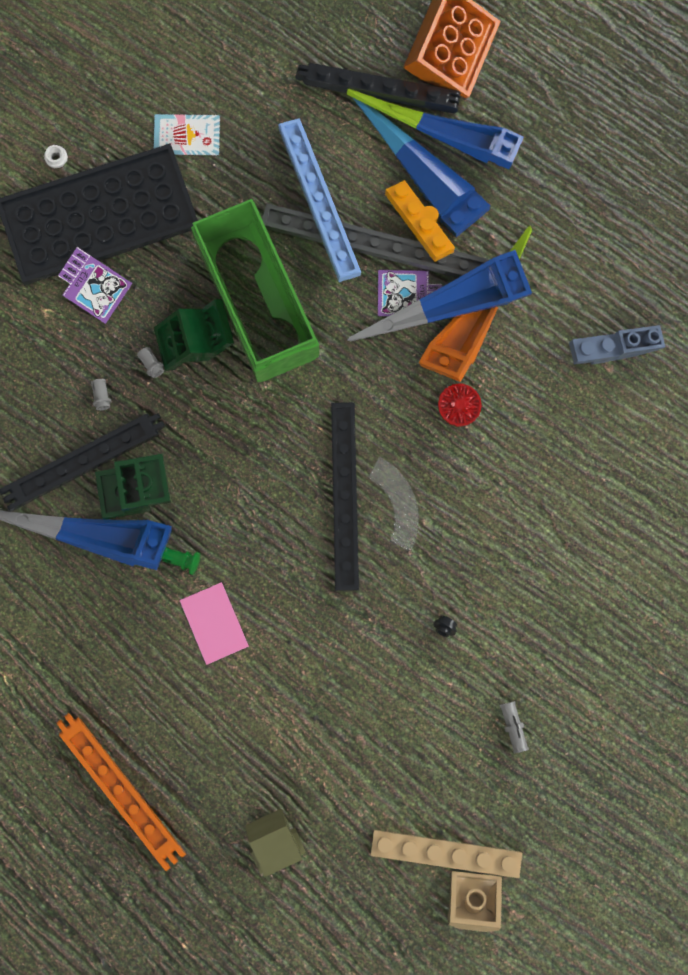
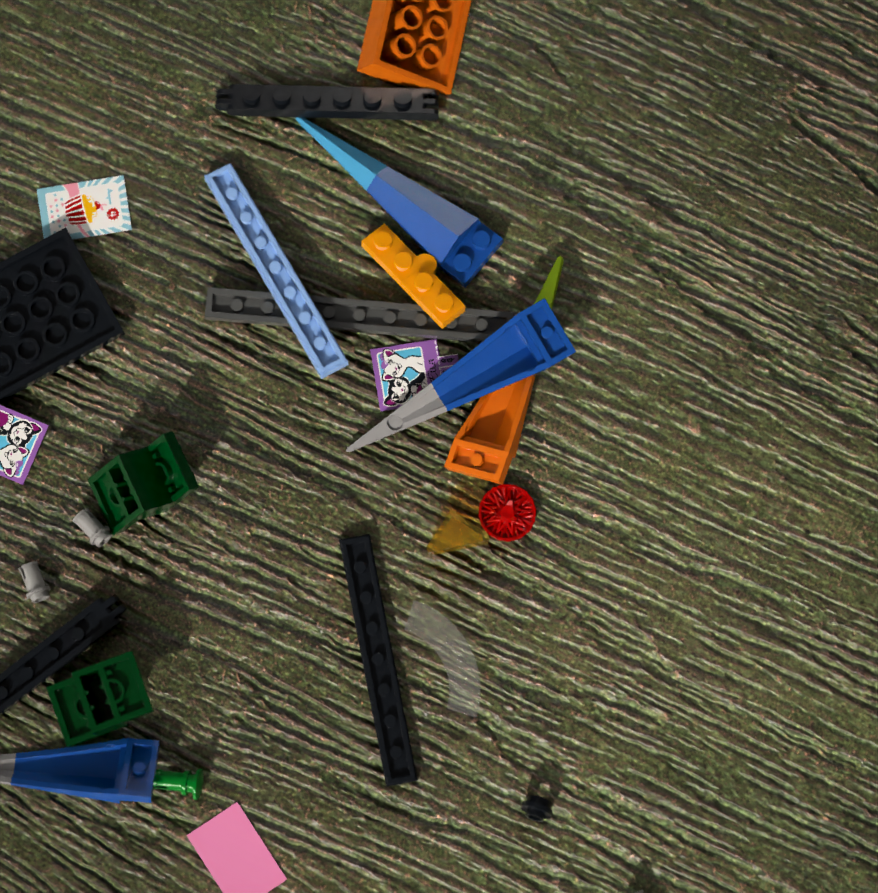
camera: 10 degrees left, 0 degrees up
(273, 282) = (231, 391): bright green piece -> none
(419, 414) = (456, 534): none -> clear yellow slope
(474, 139) = (469, 153): blue plate -> none
(617, 346) = (699, 398): sand blue slope -> none

